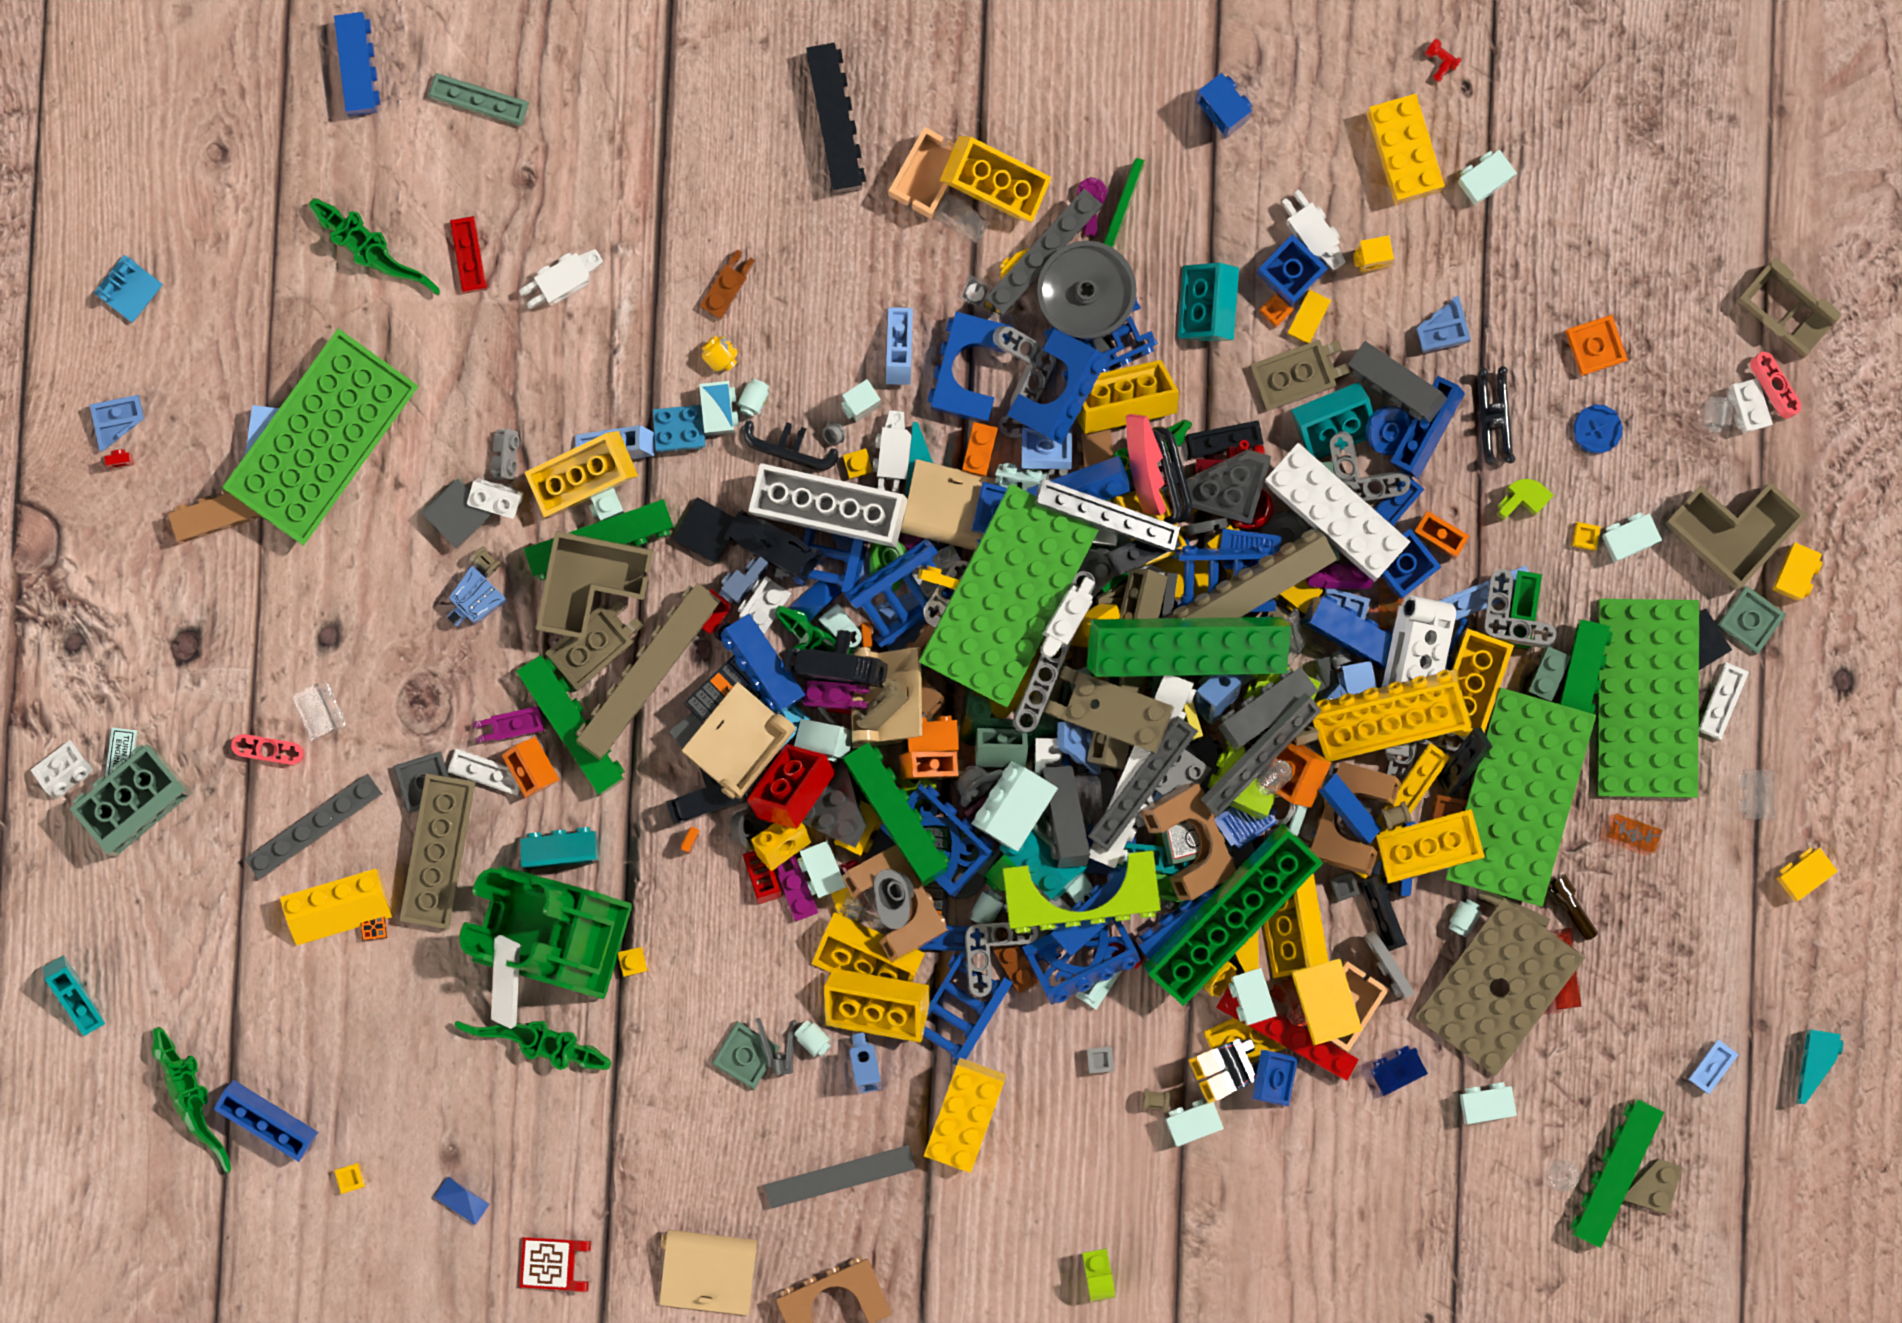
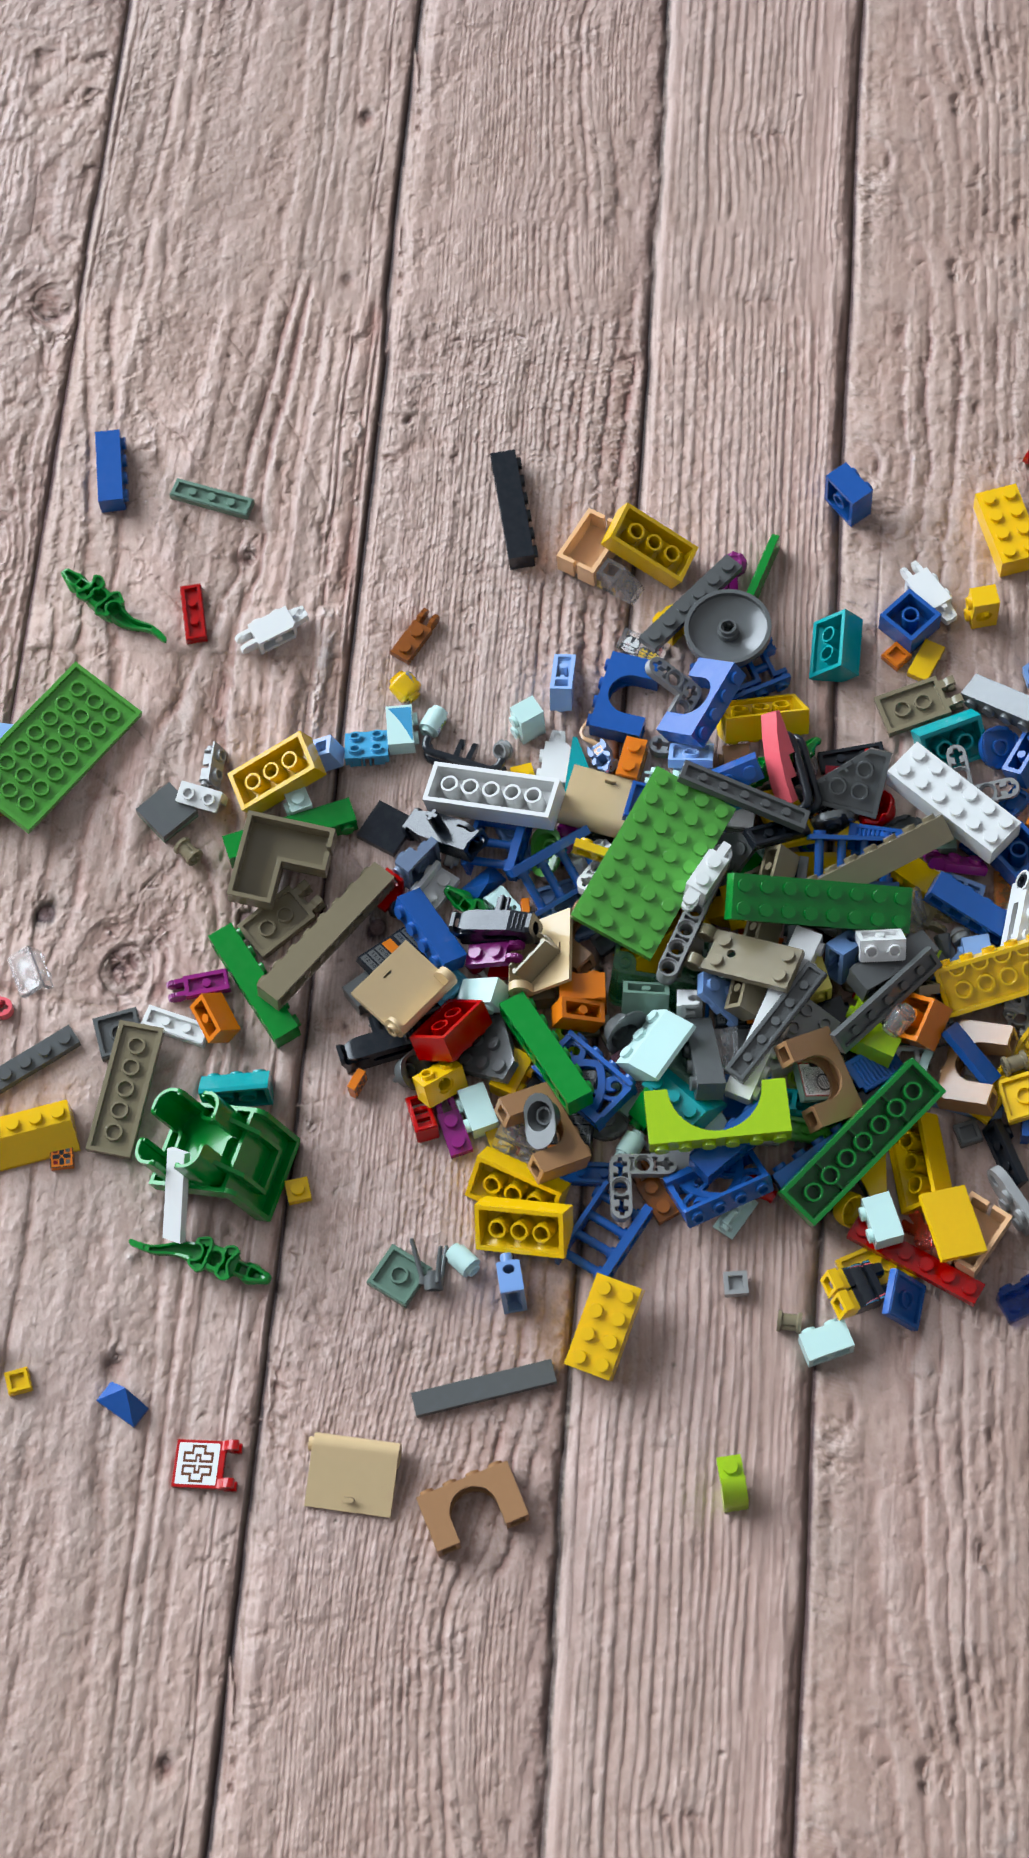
camera: 15 degrees right, 20 degrees down
(474, 598) = (177, 880): medium blue torso -> none
(944, 439) = (600, 753): none -> medium blue animal
(1256, 692) = (881, 945): none -> white bracket

